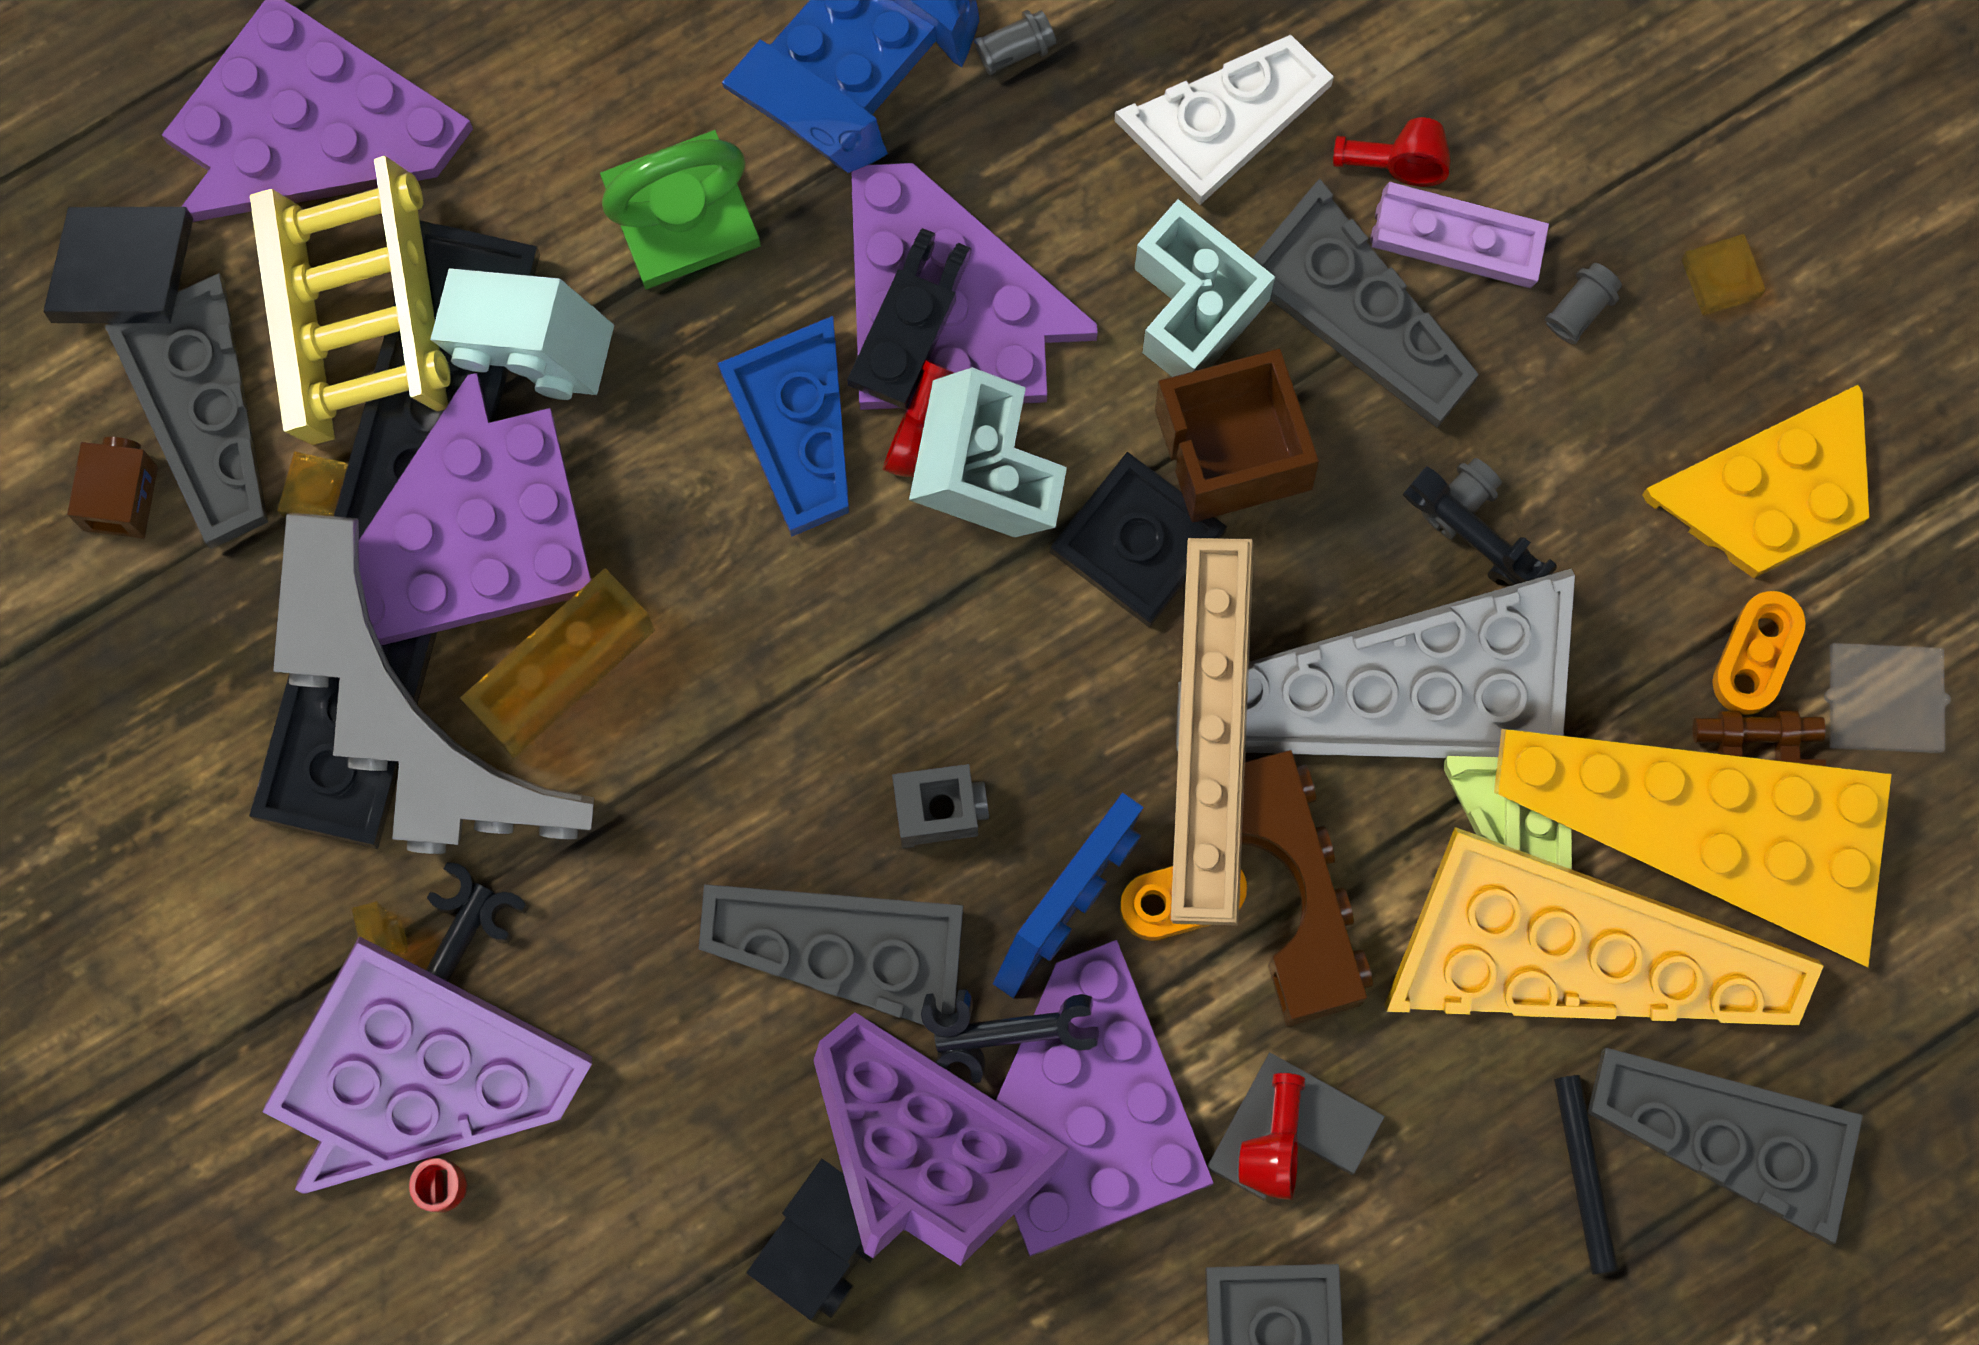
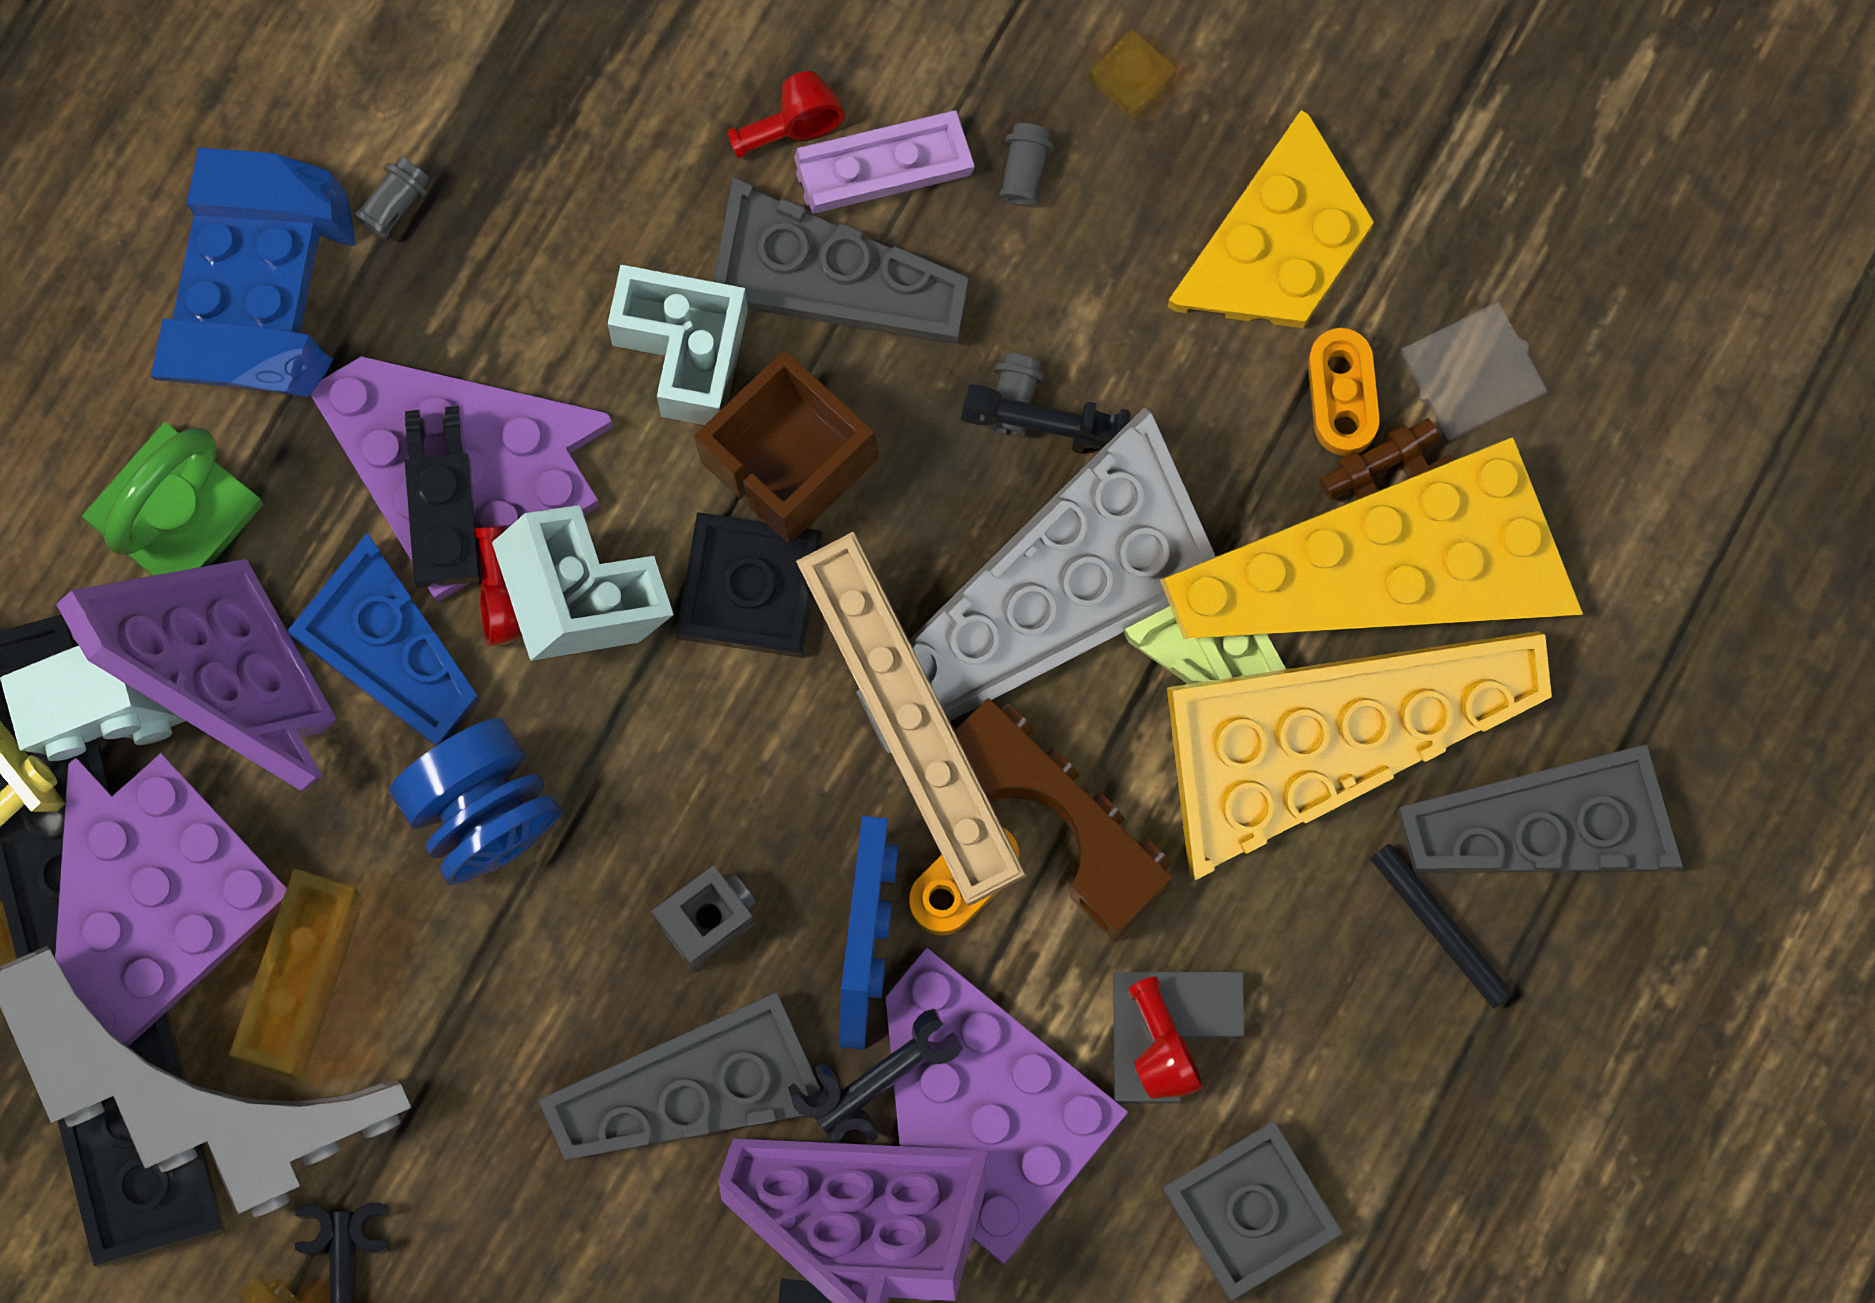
camera: 30 degrees left, 0 degrees up
(637, 346) = (210, 654): none -> medium lavender wing
(793, 588) = (481, 811): none -> blue wheel
(1224, 119) = (619, 165): white wing -> none

